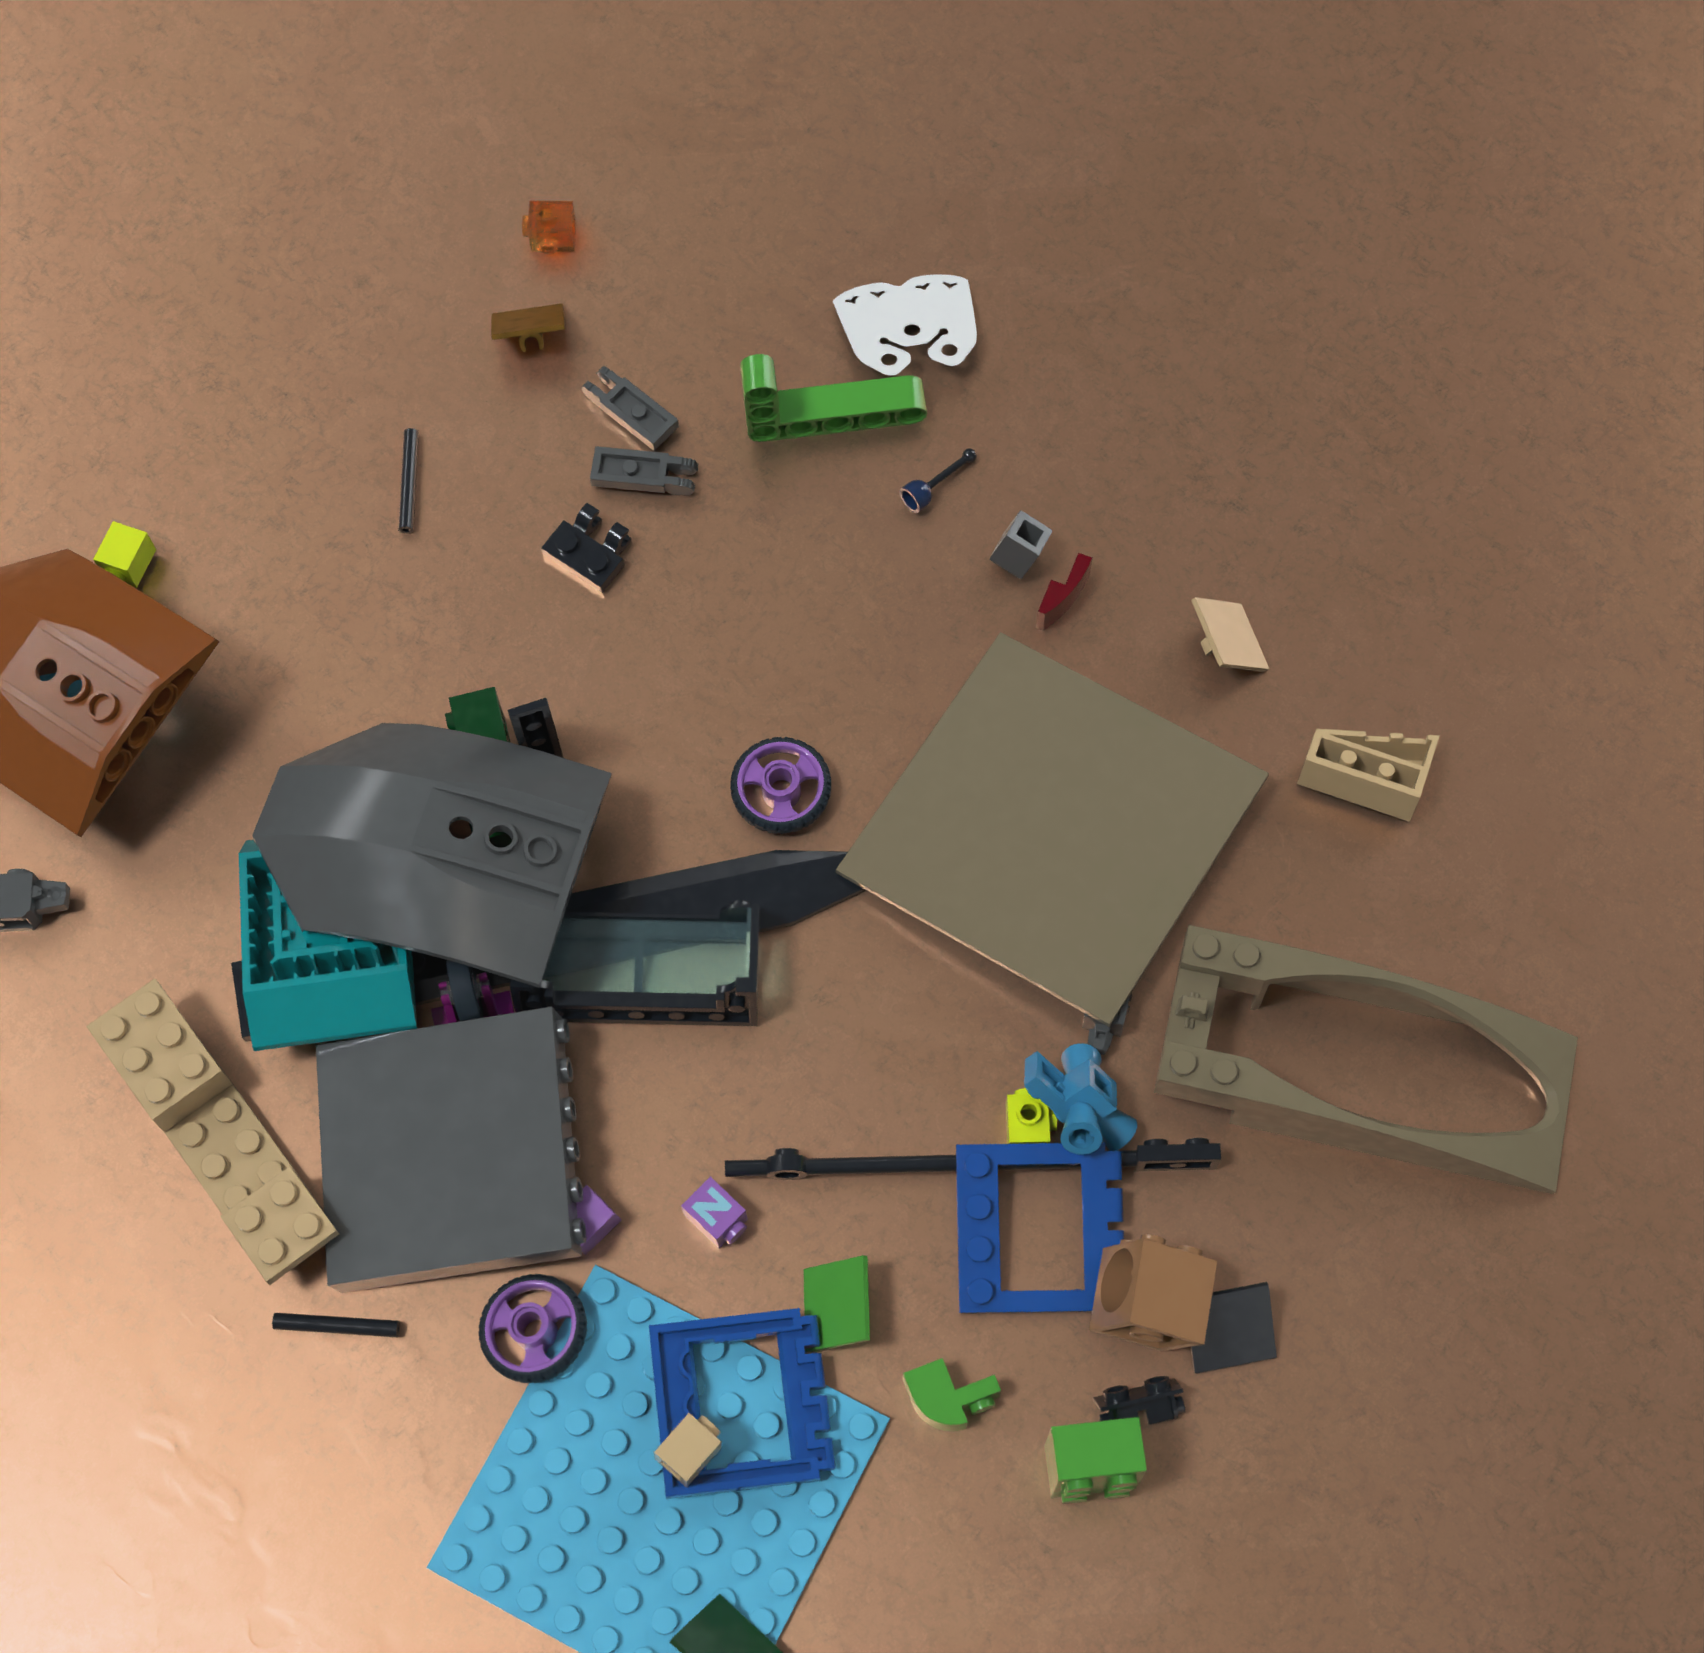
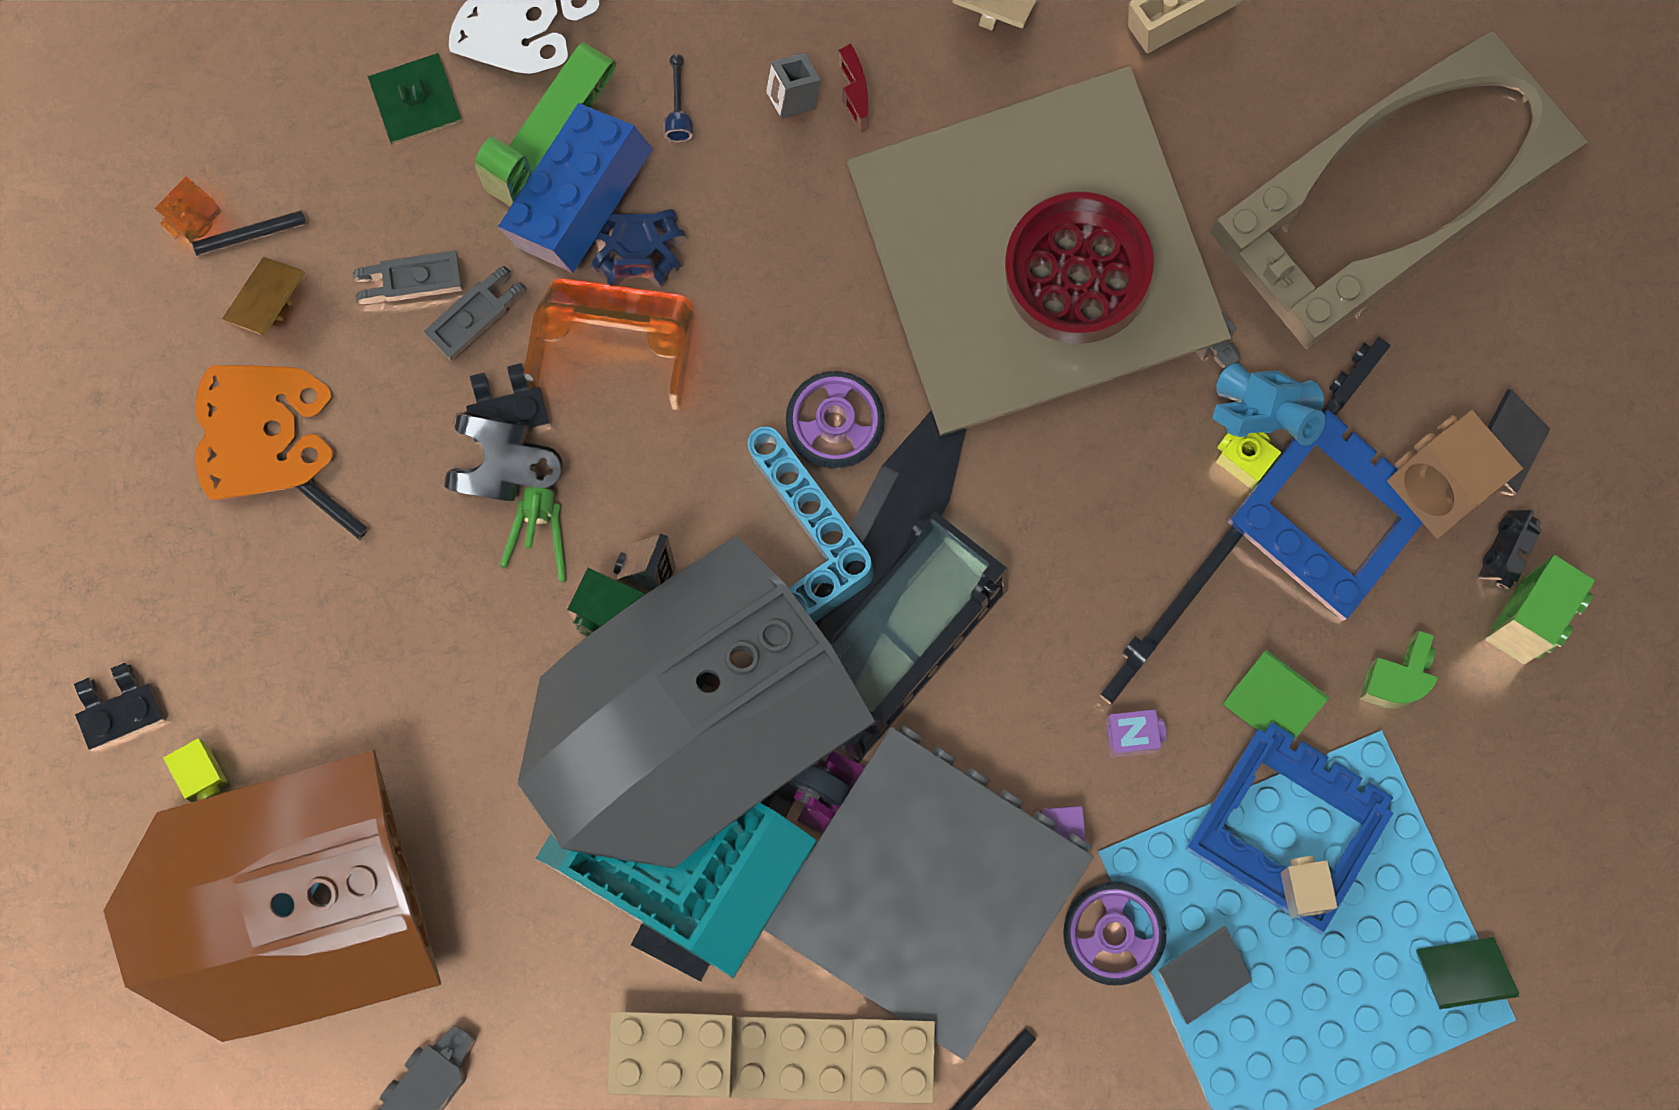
camera: 55 degrees left, 10 degrees up
(130, 478) = (118, 717): none -> black plate
(408, 388) = (236, 432): none -> orange piece
(525, 629) = (536, 509): none -> bright green plant
(542, 575) = (506, 459): none -> piece
(549, 1424) = (1205, 975): none -> dark grey piece
(572, 280) = (249, 233): none -> black piece
(677, 836) = (815, 526): none -> medium azure beam
(744, 607) = (663, 315): none -> clear orange windscreen
(775, 307) = (414, 98): none -> dark green piece
(797, 532) = (635, 241): none -> dark blue piece
(798, 458) = (575, 187): none -> blue brick
(1051, 807) = (1089, 222): none -> dark red wheel

